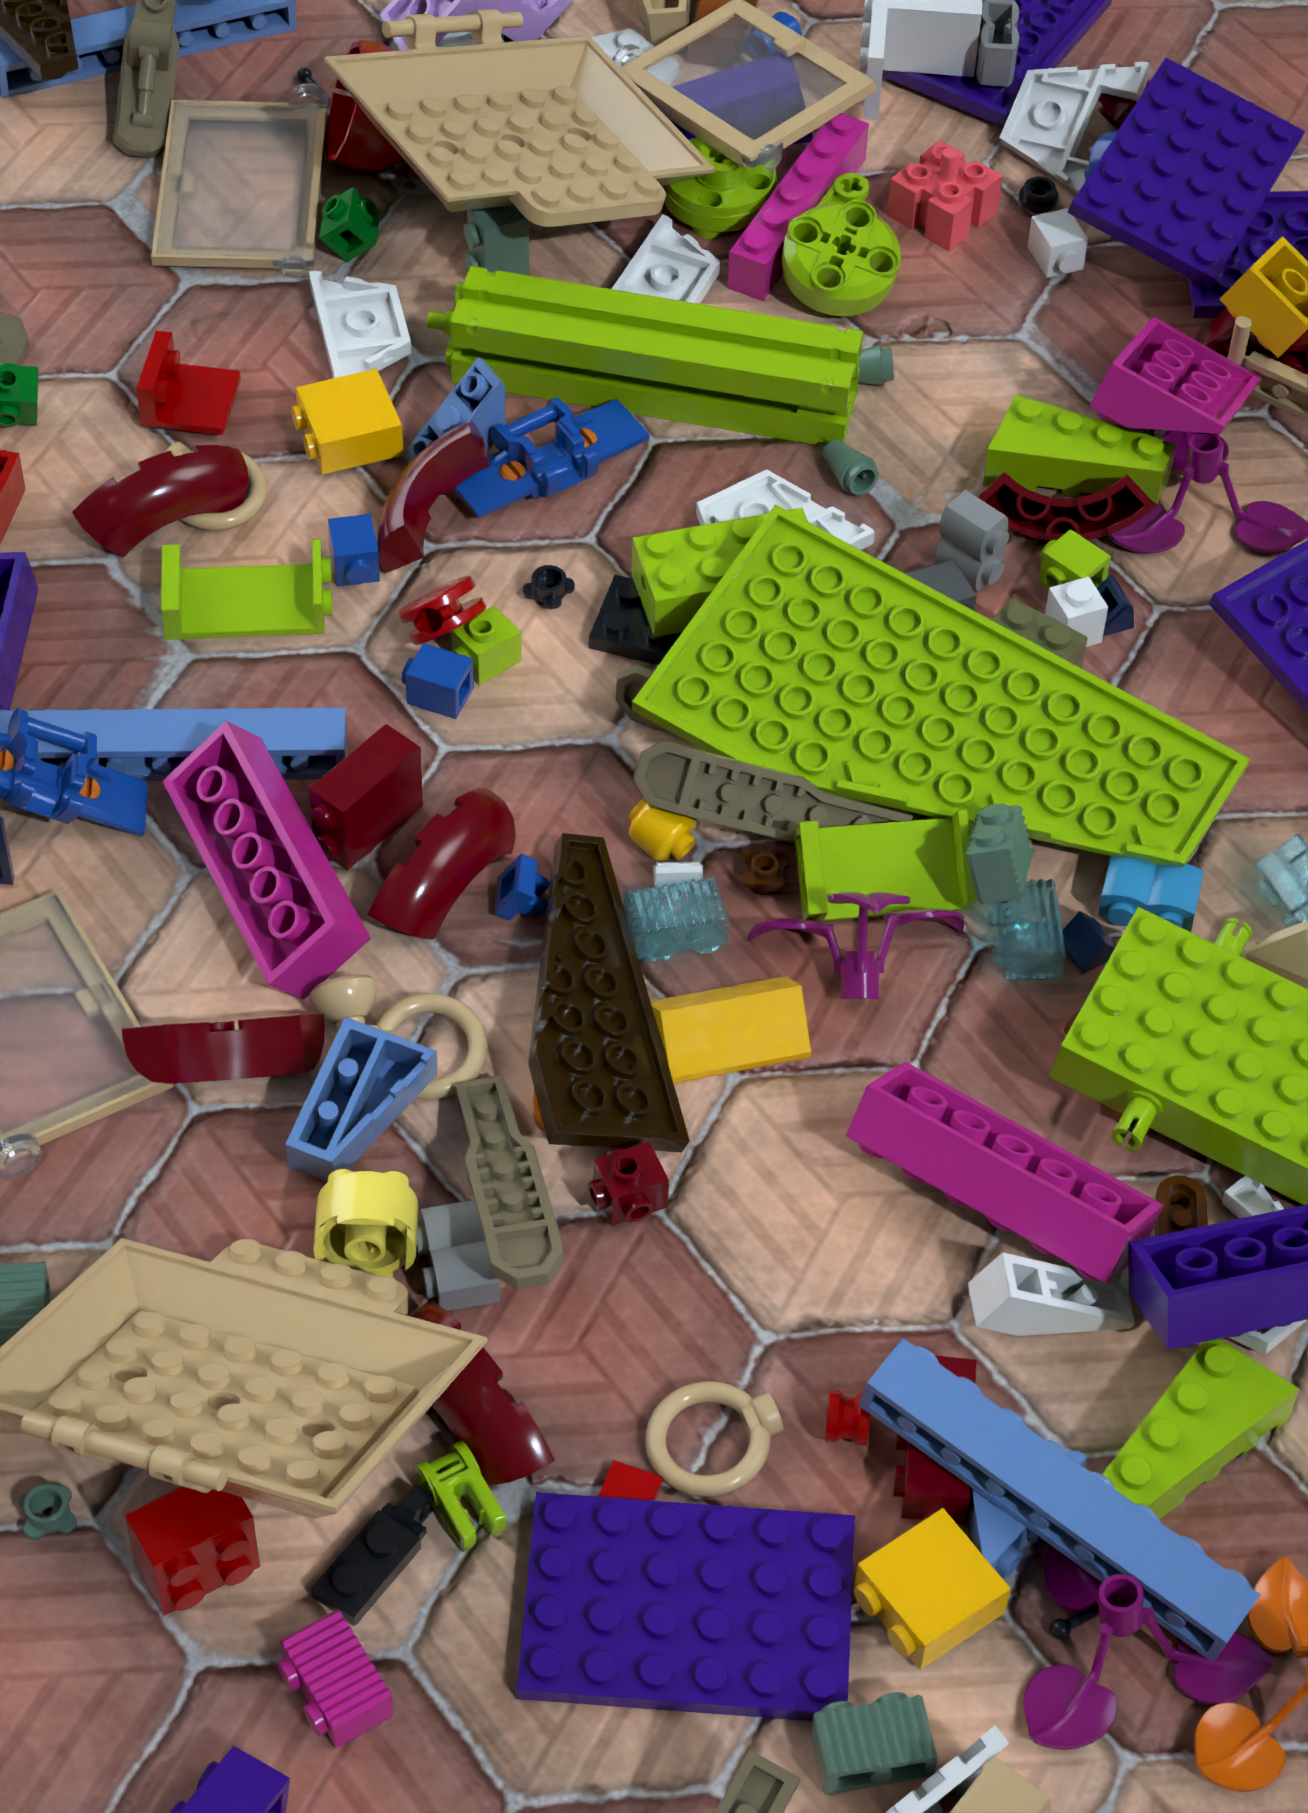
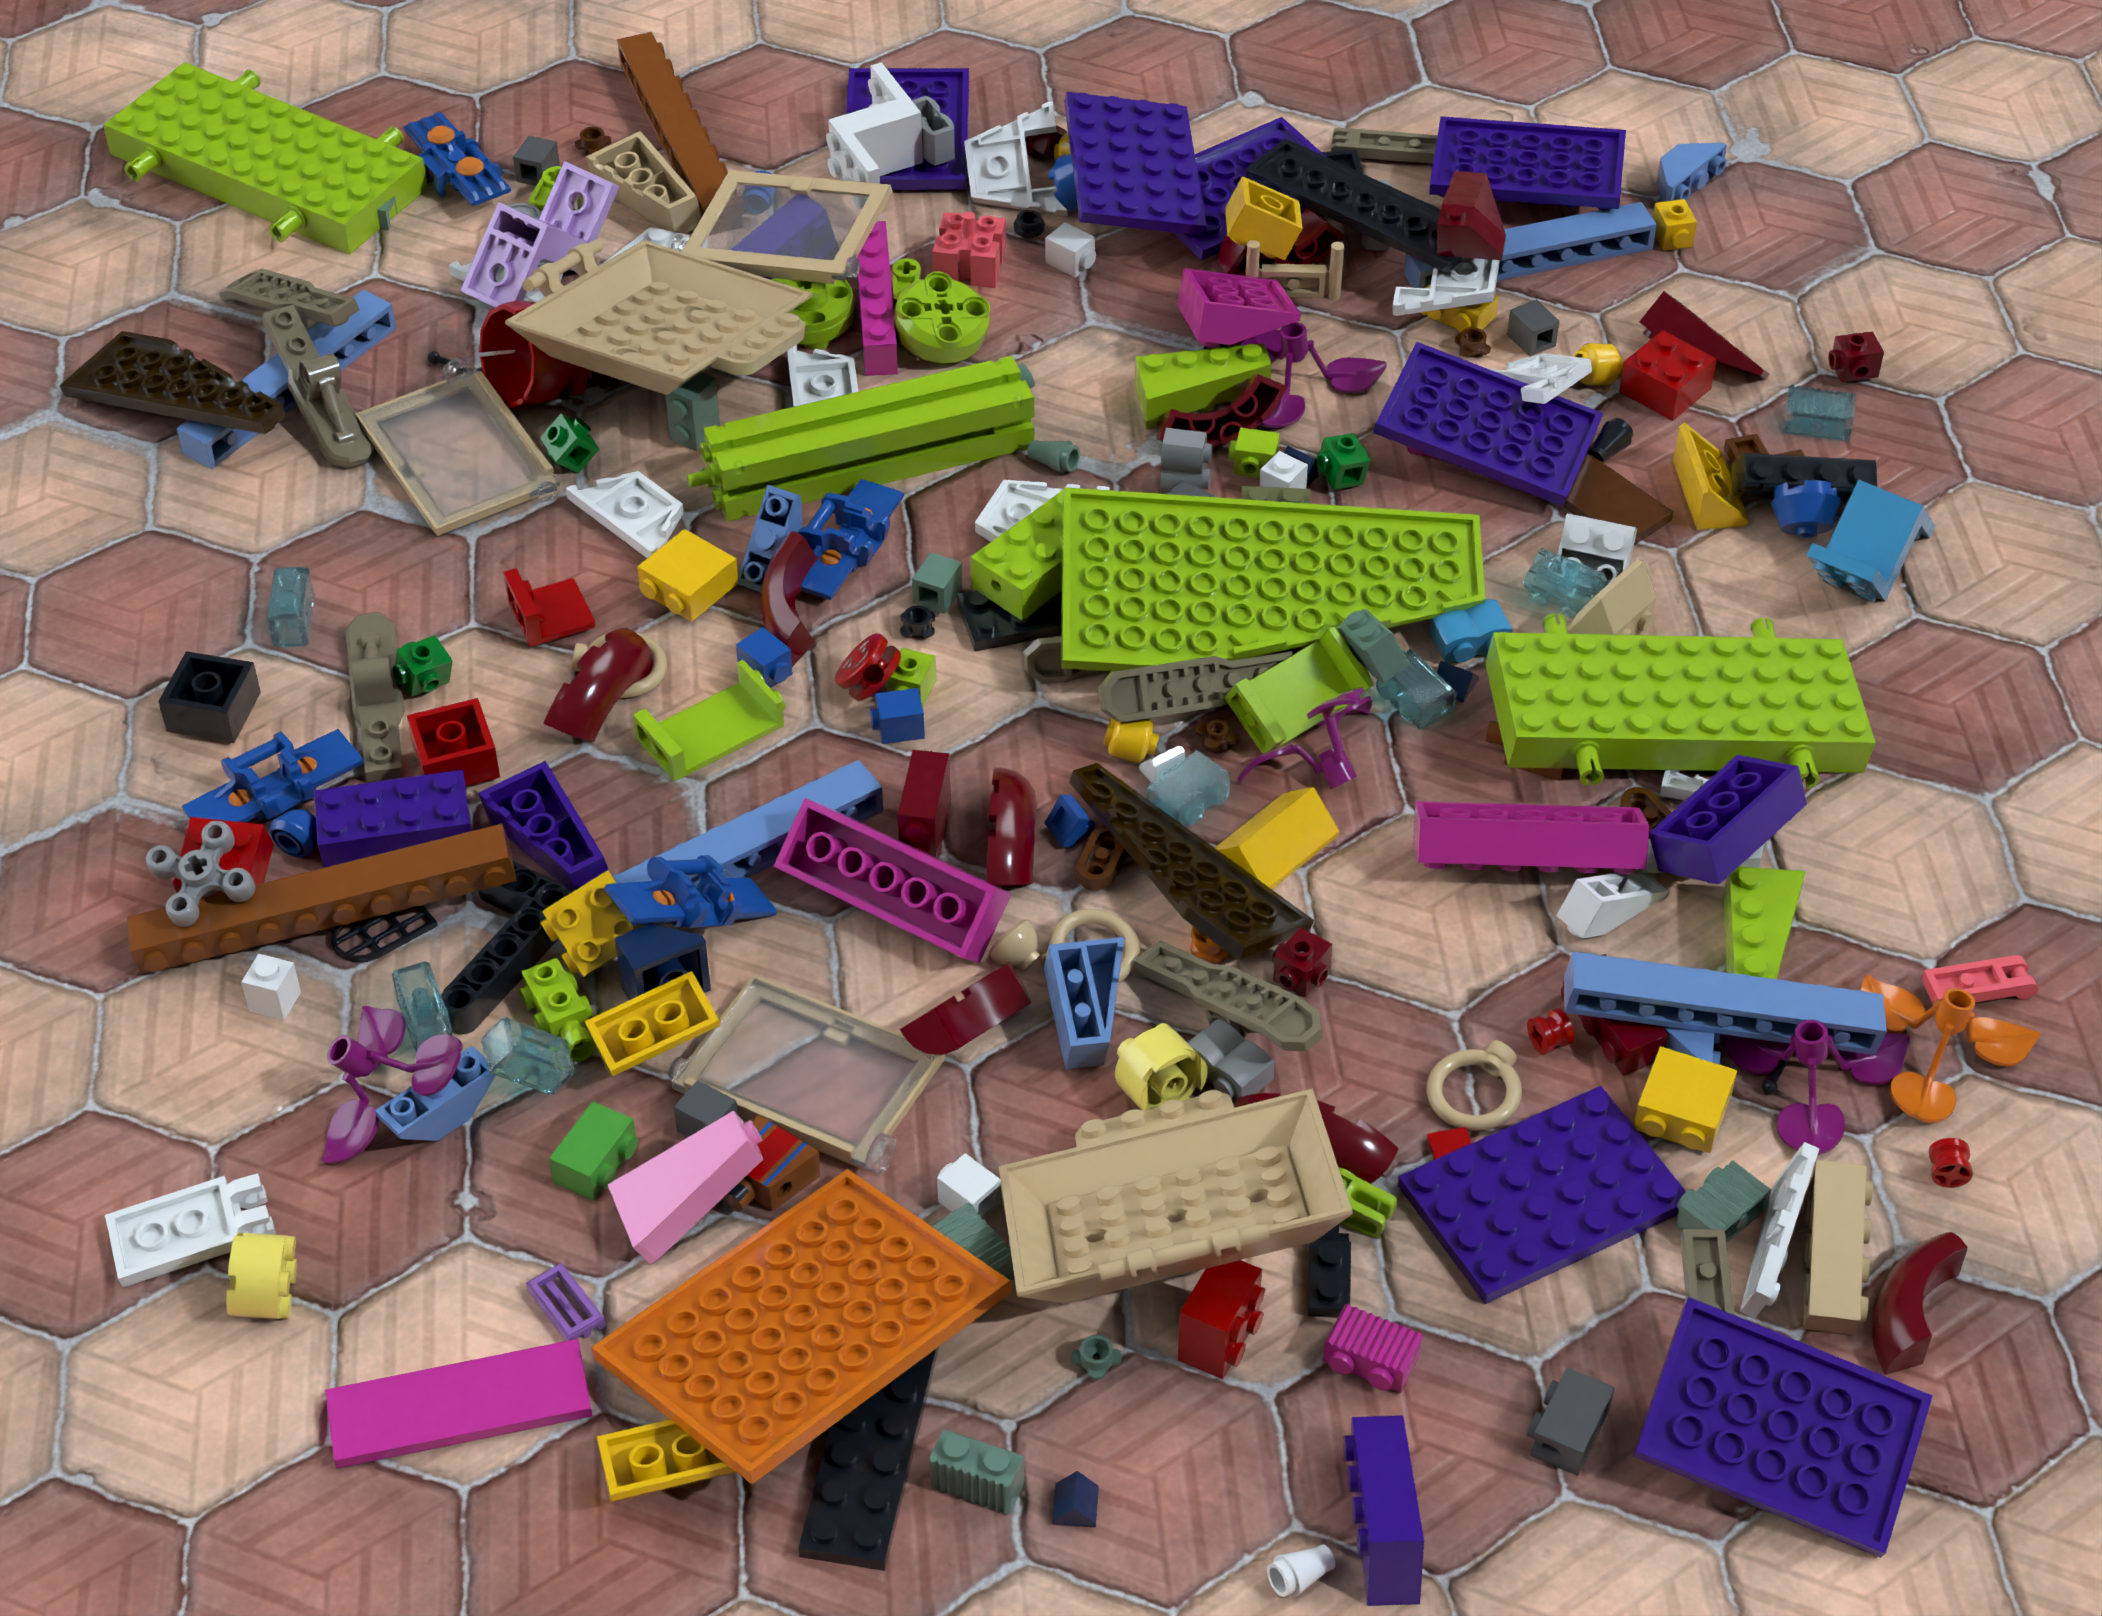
camera: 30 degrees left, 5 degrees down
(67, 1244) = (970, 1183): none -> white brick
(513, 947) = (1098, 864): none -> reddish brown plate
(598, 551) = (937, 582): none -> sand green brick
(1162, 622) = (1343, 461): none -> green brick

